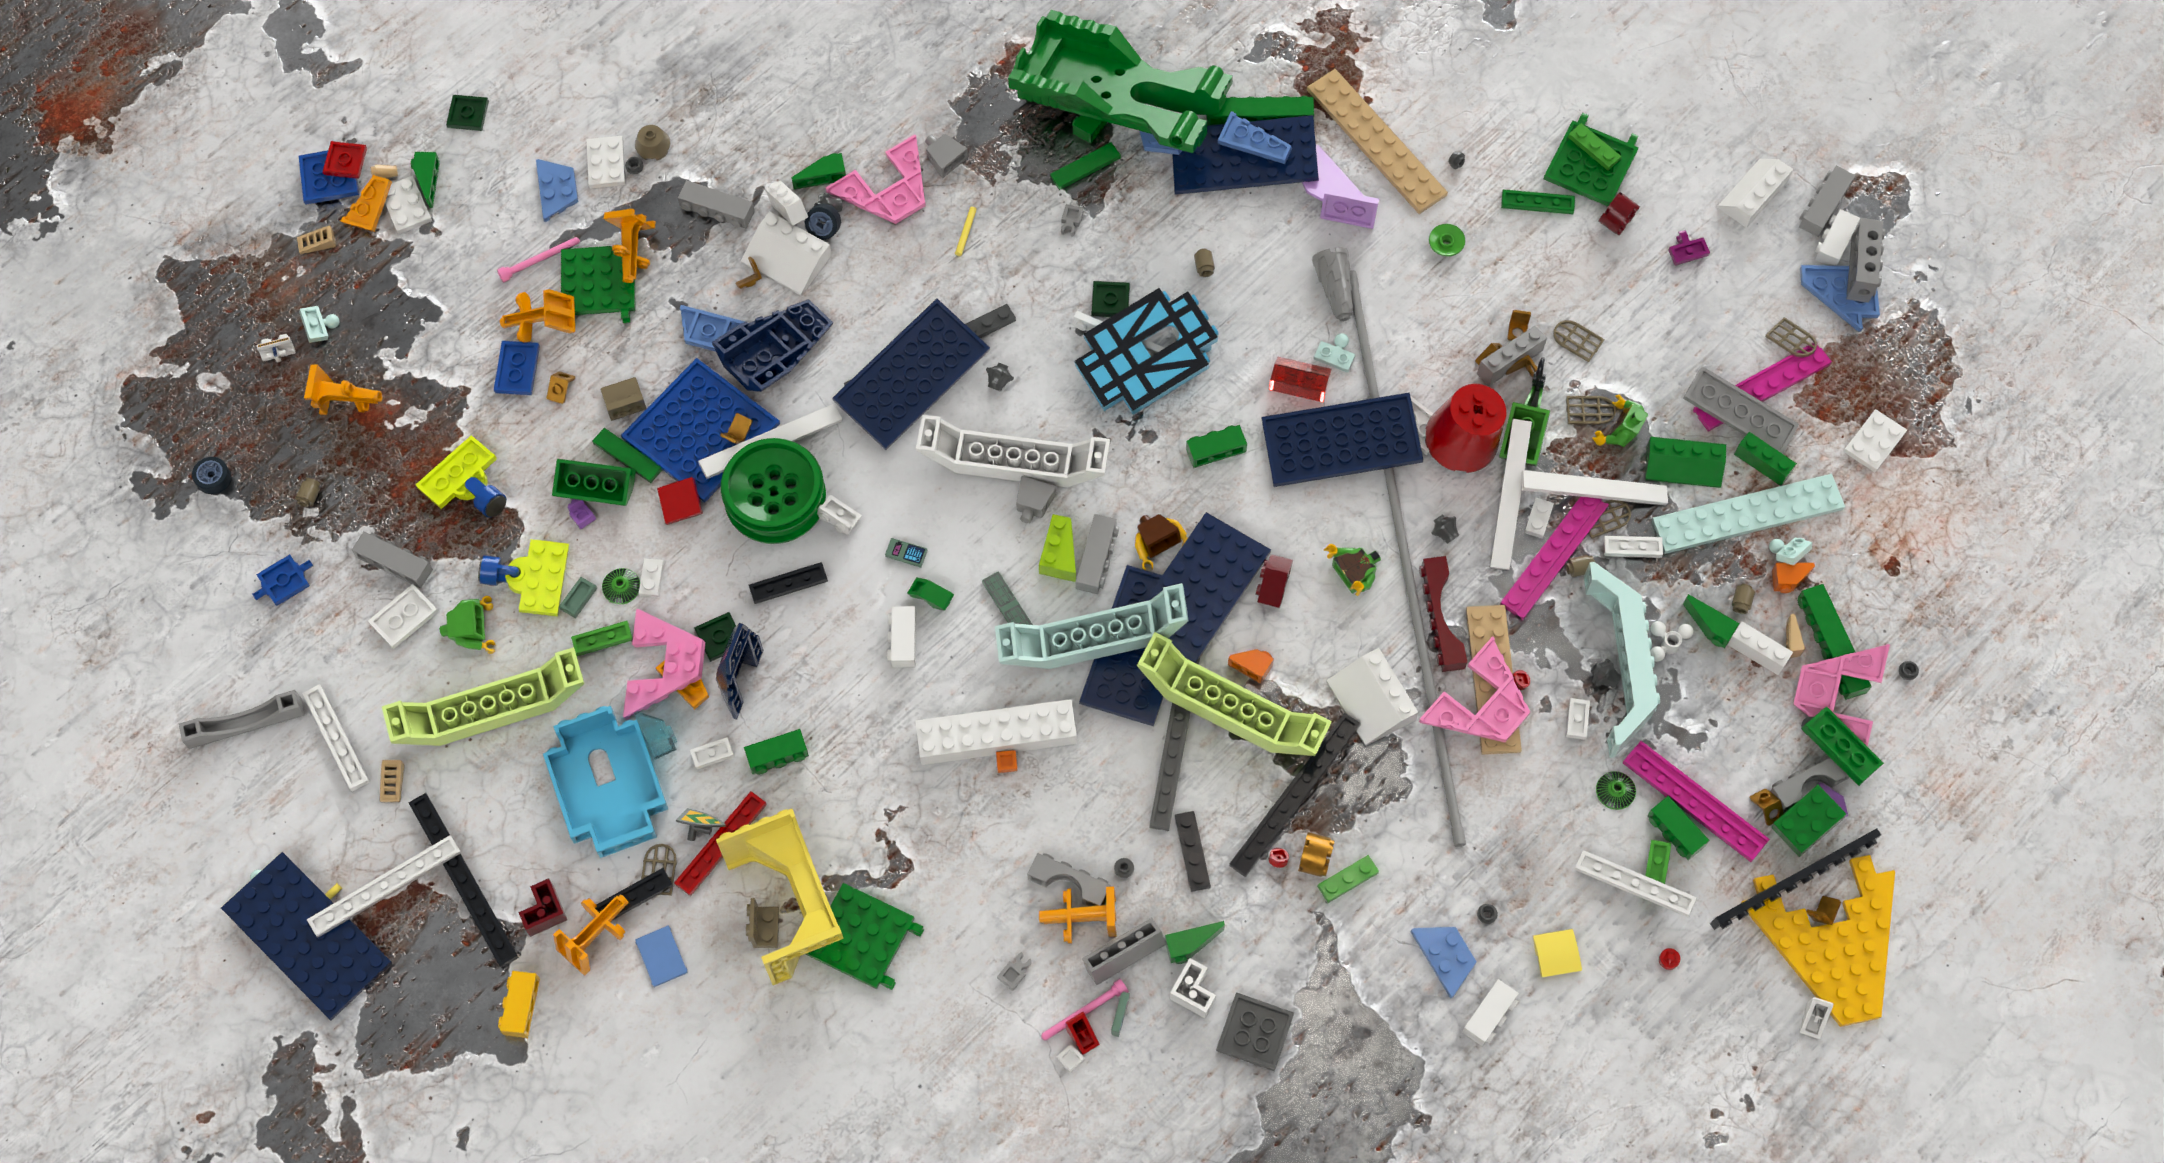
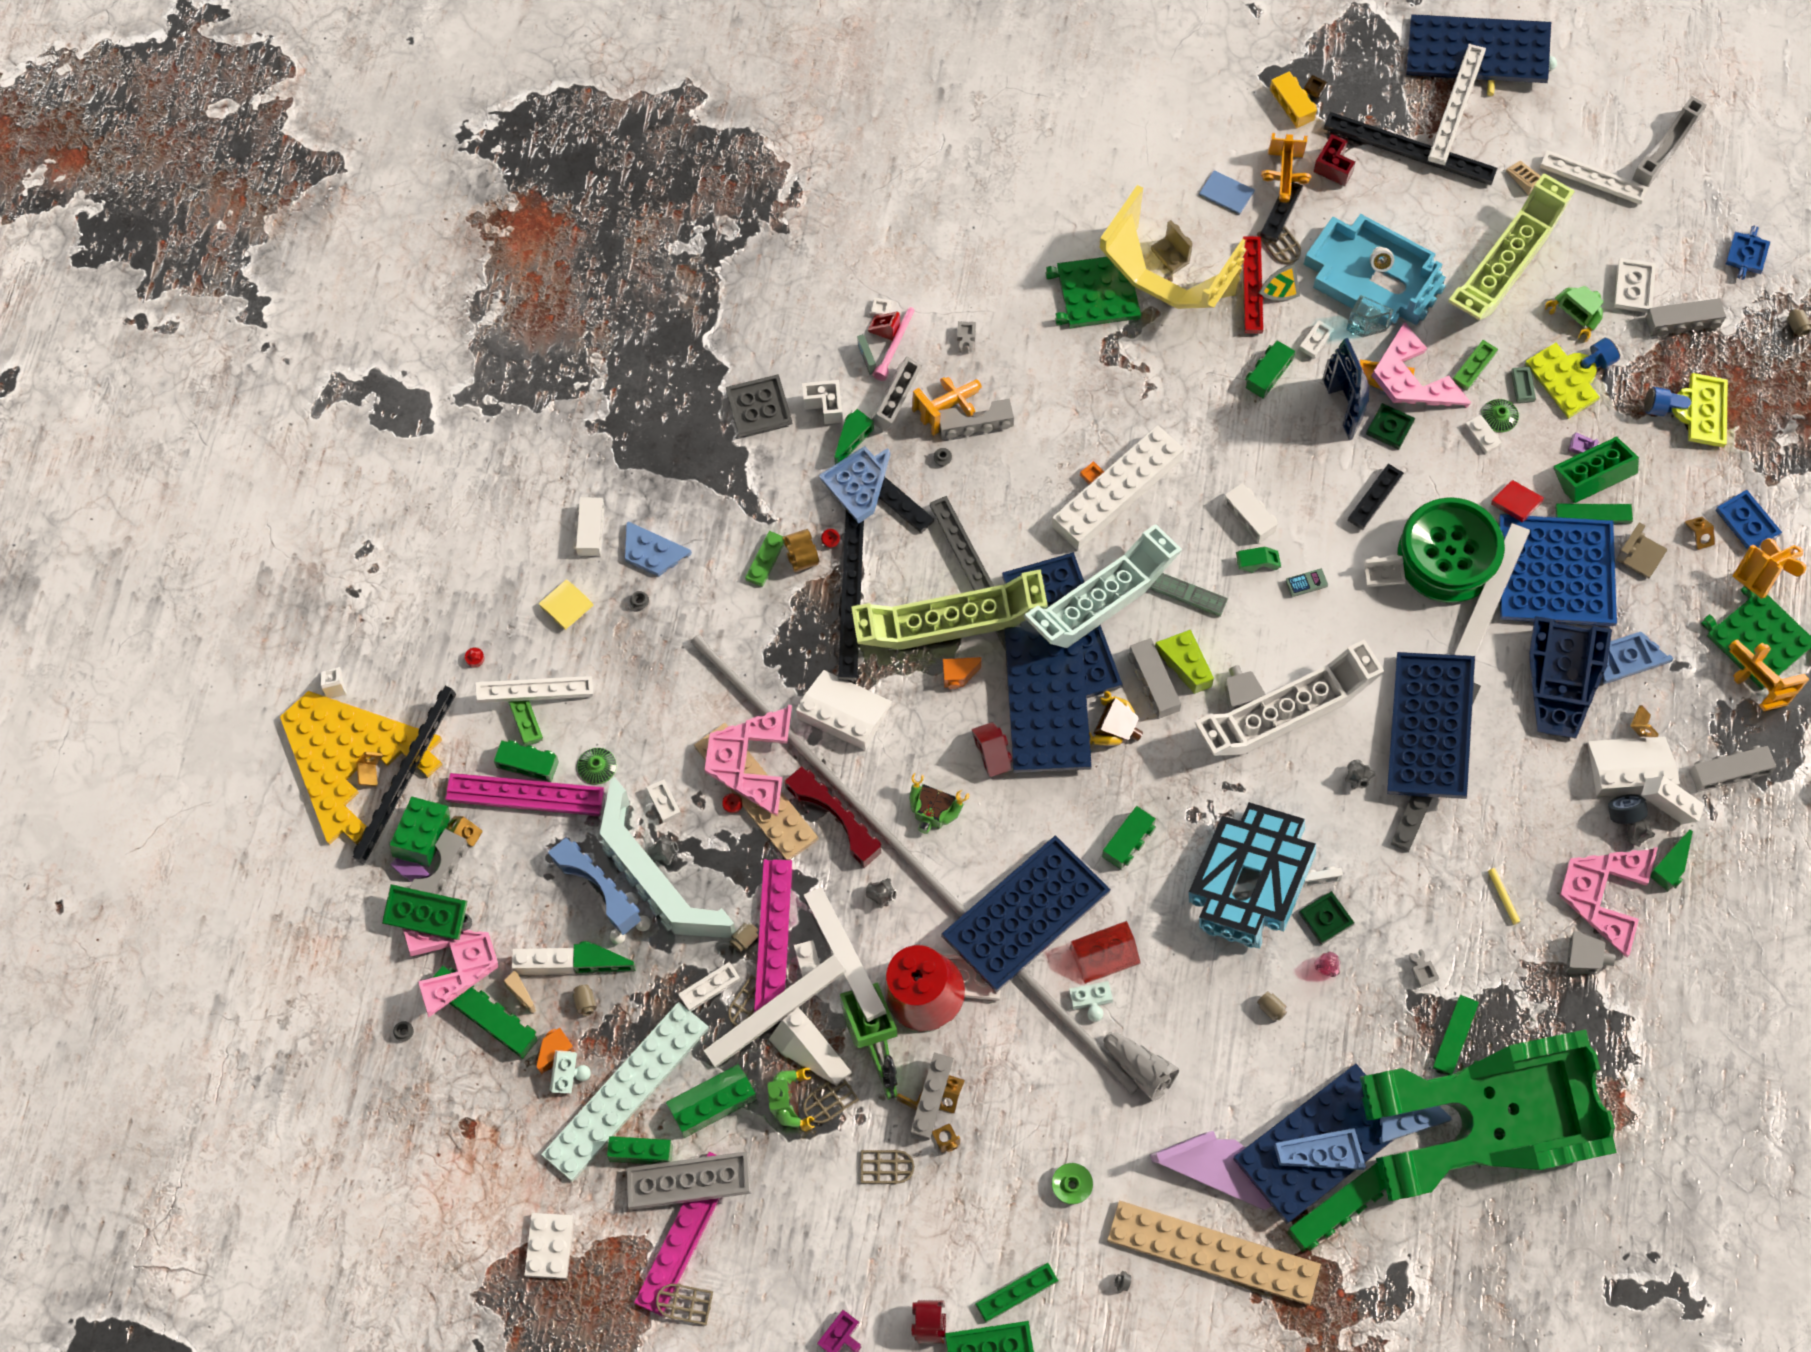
camera: 145 degrees right, 0 degrees up
(486, 1005) = (1315, 86): none -> dark brown plate
(592, 781) = (1384, 263): none -> white piece
(738, 429) = (1524, 580): pearl gold bracket -> none
(1139, 263) = (1328, 964): none -> clear pink cone
(1220, 887) = (858, 481): none -> medium blue wing
(1581, 450) = (804, 1044): none -> white wedge
(1689, 715) = (572, 861): none -> medium blue arch

